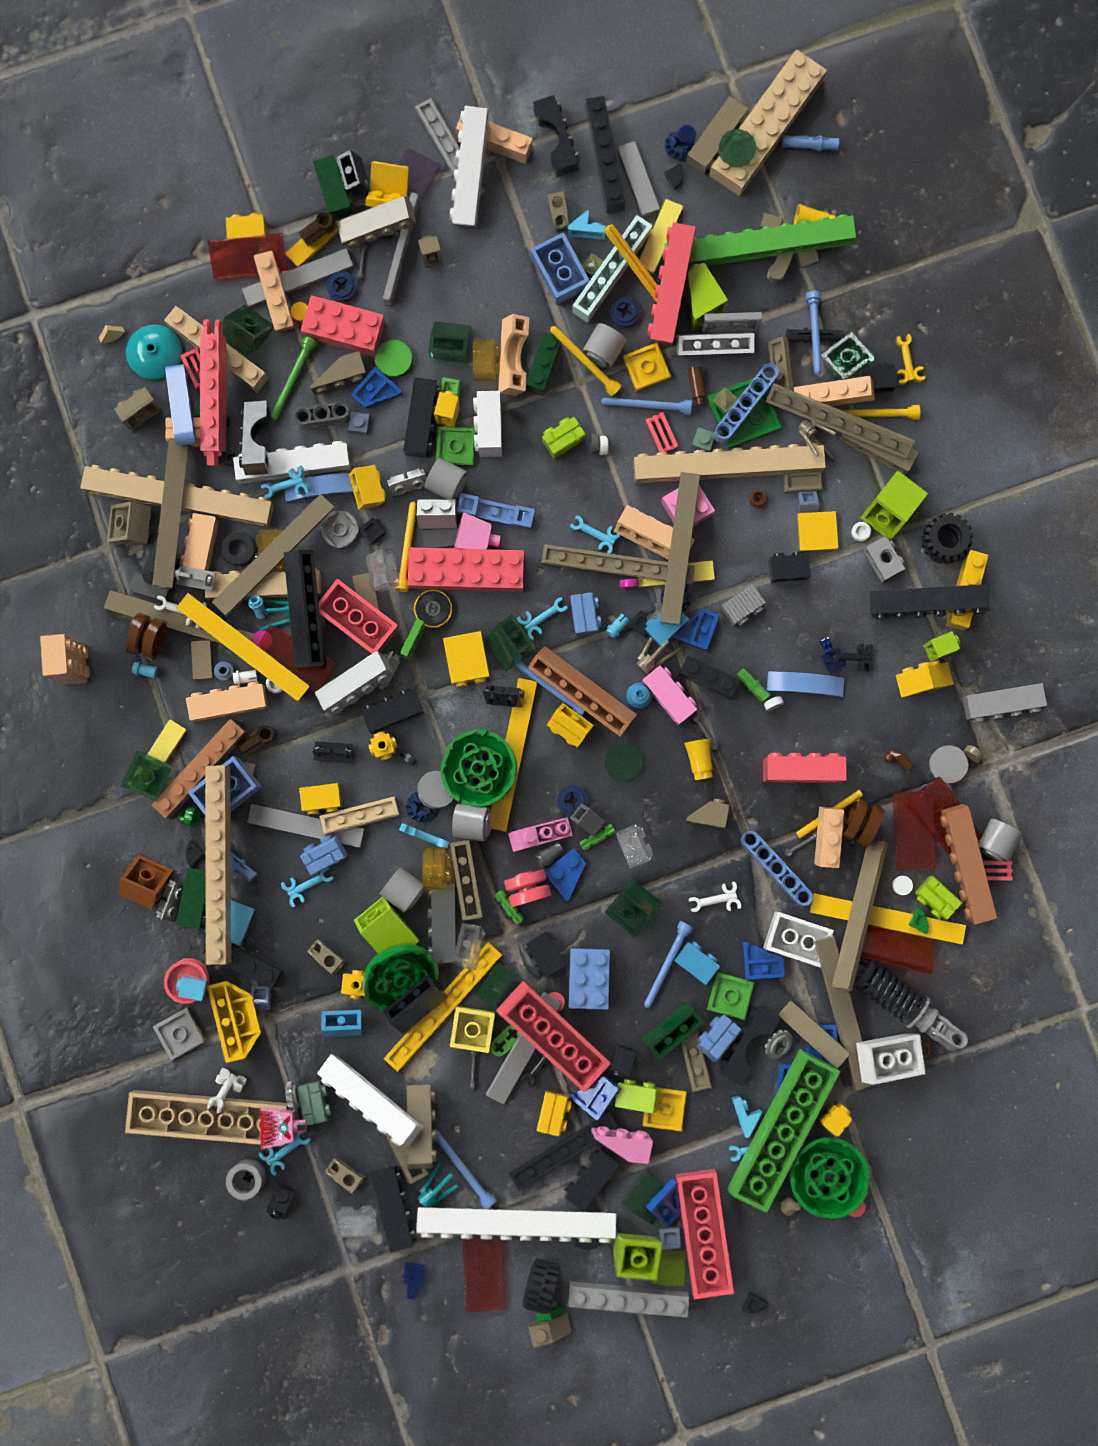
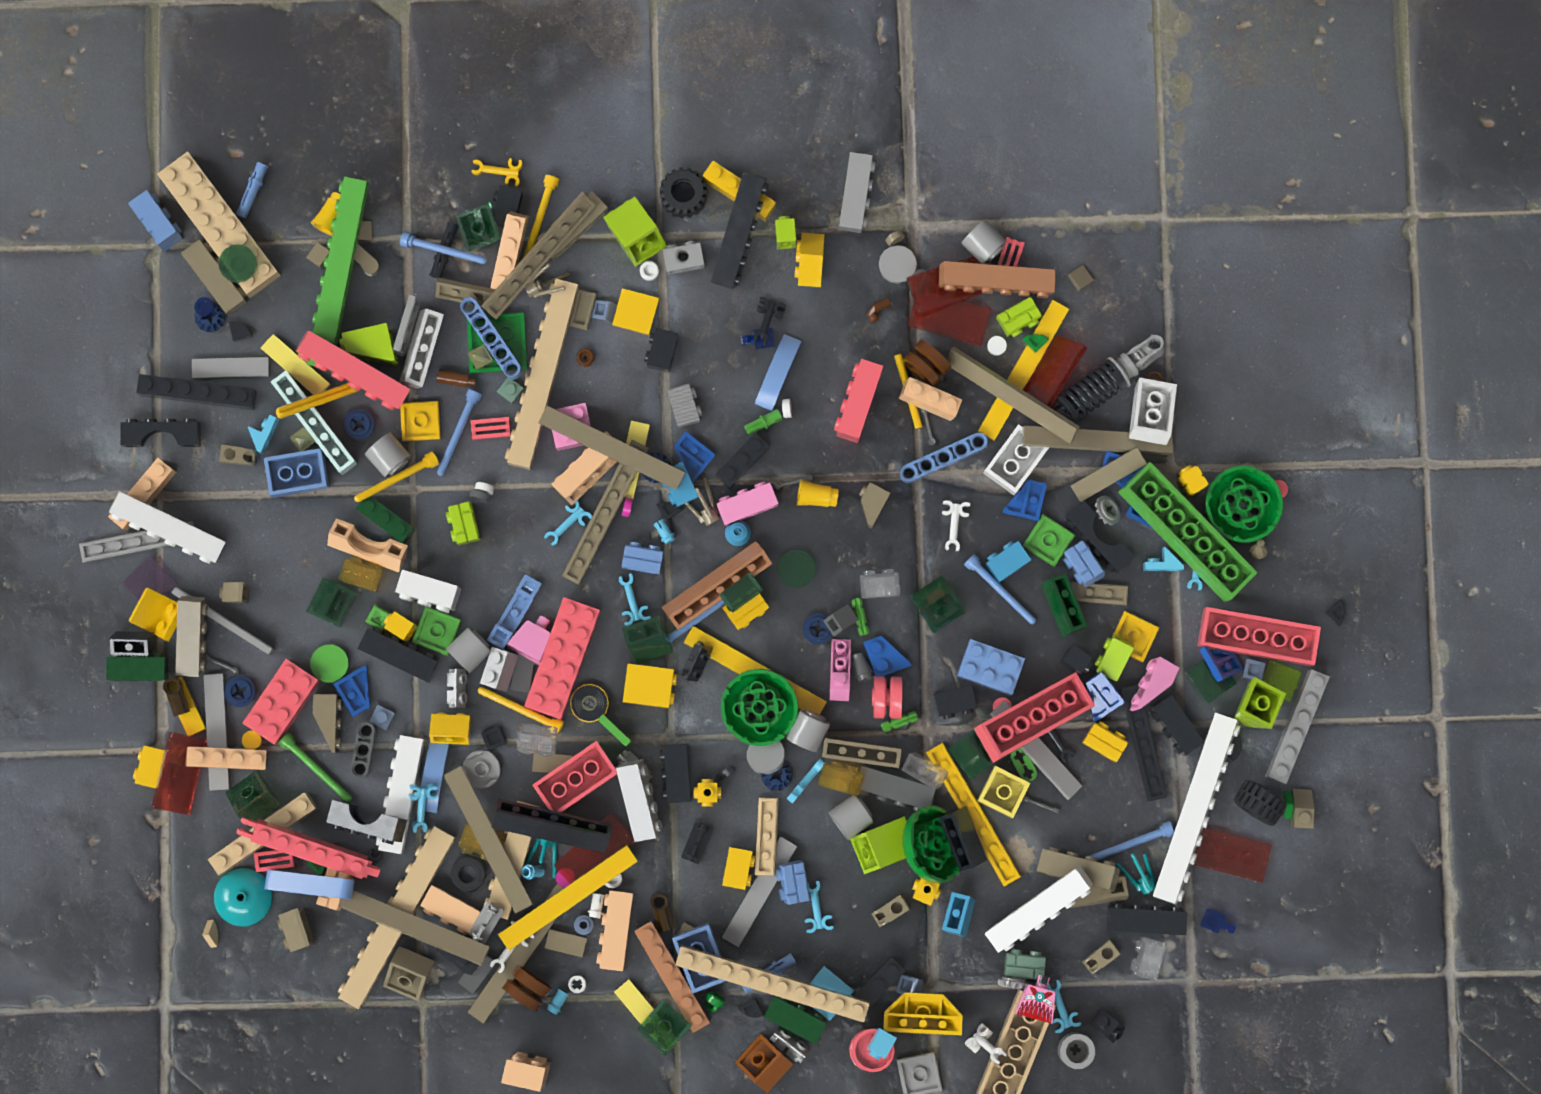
camera: 75 degrees left, 0 degrees up
(172, 681) = (577, 978): none -> white bush
(582, 715) = (741, 592): none -> clear green slope
(752, 66) = (156, 220): none -> medium blue wedge
(996, 945) = (1080, 278): none -> dark tan slope

